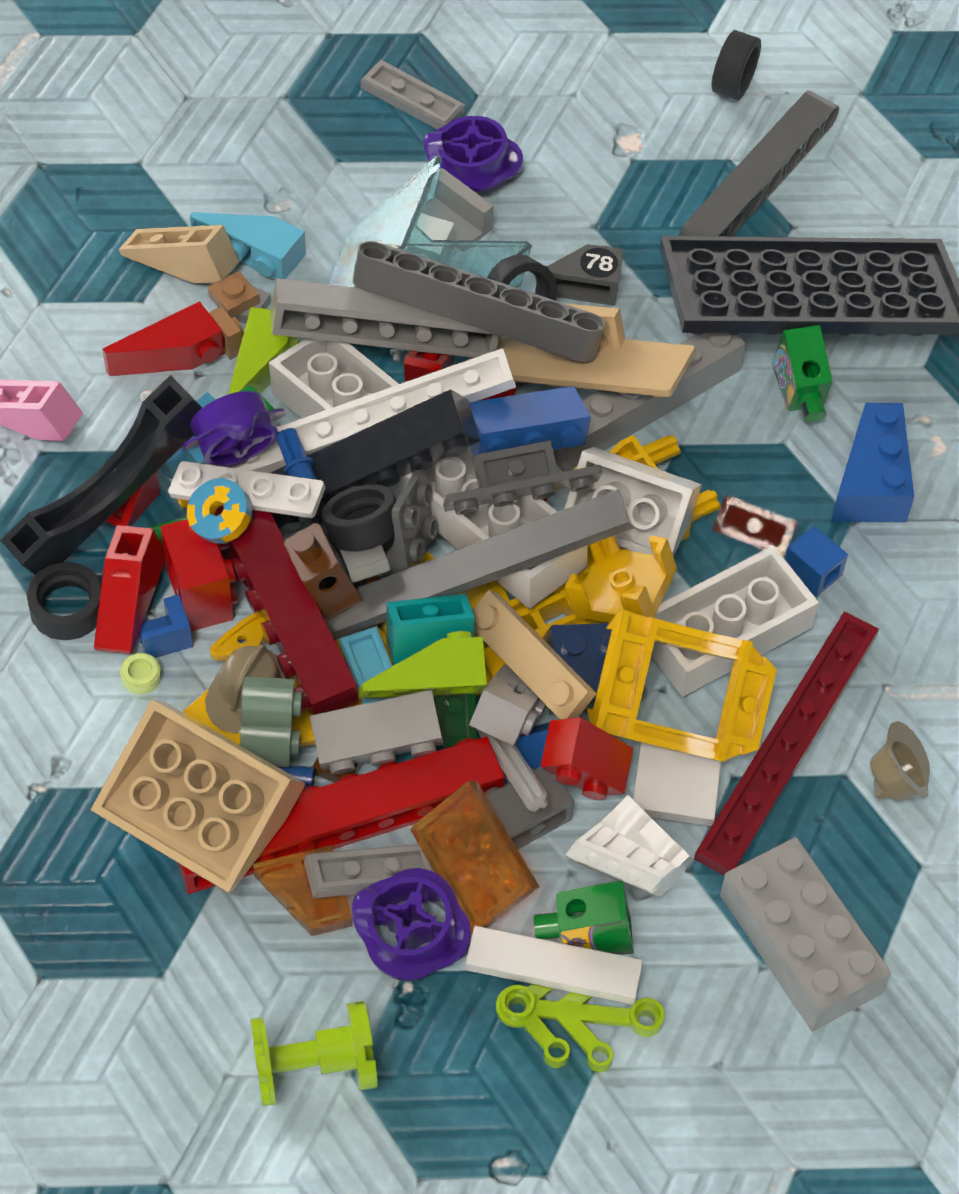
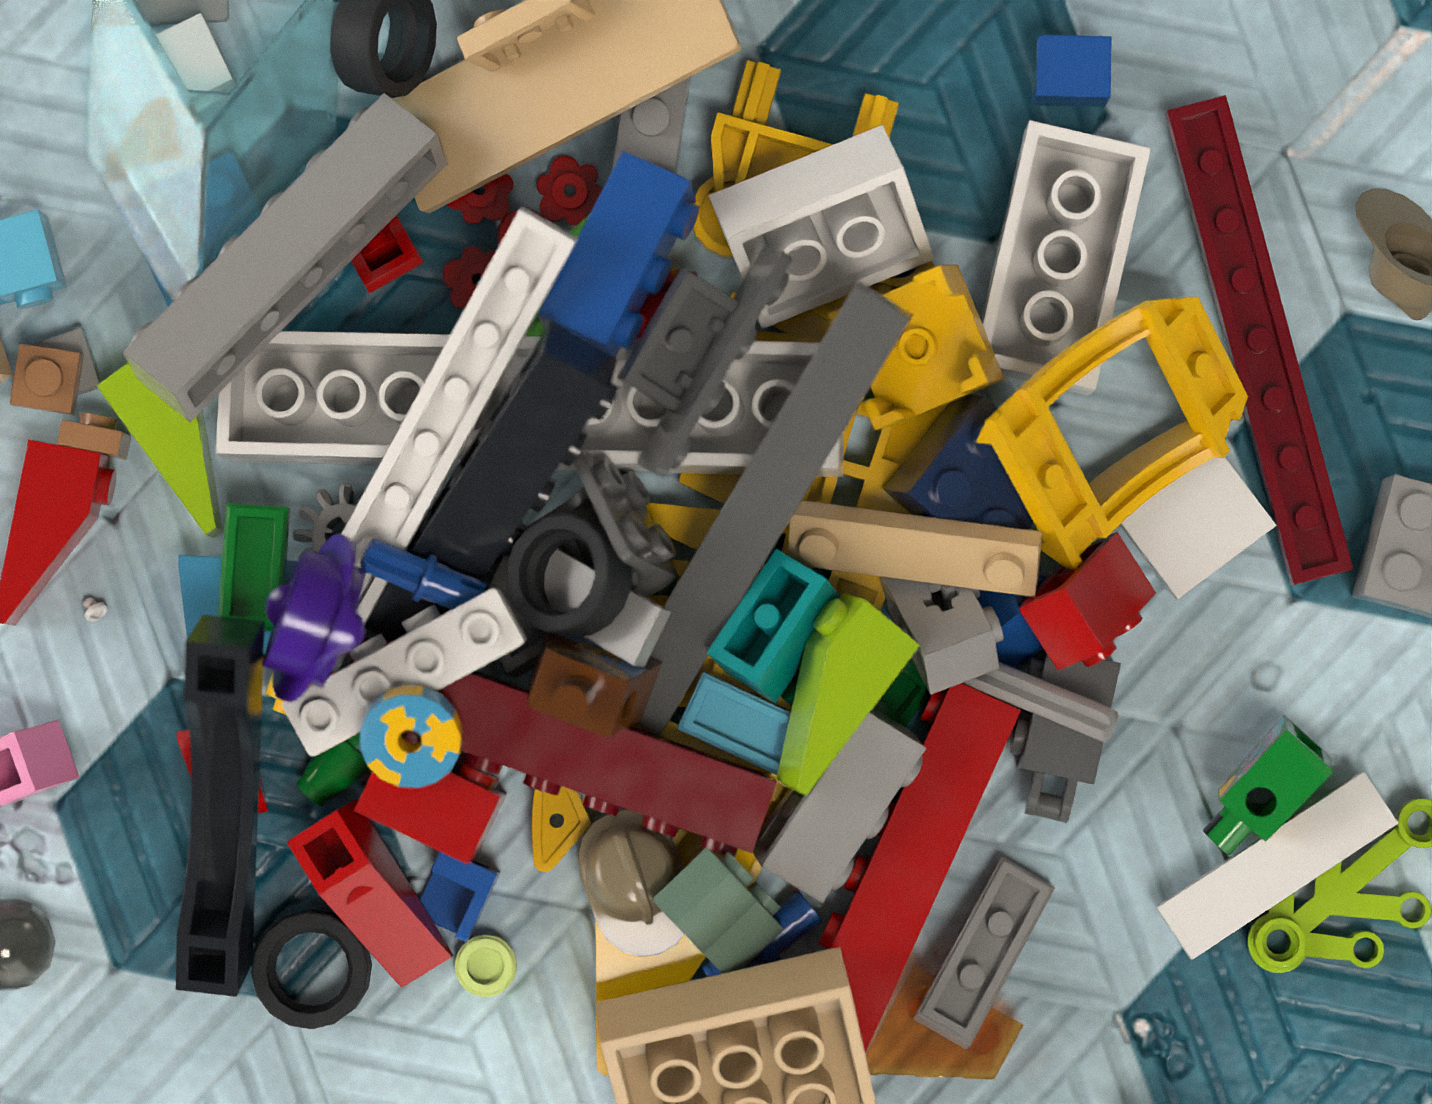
camera: 40 degrees left, 30 degrees up
(378, 906) = (1117, 1024): dark purple piece -> none
(475, 855) = (1085, 837): clear orange plate -> none
(478, 301) = (367, 161): dark grey beam -> none
(632, 850) = (1261, 682): white slope -> none
(754, 525) = (953, 79): clear red slope -> none

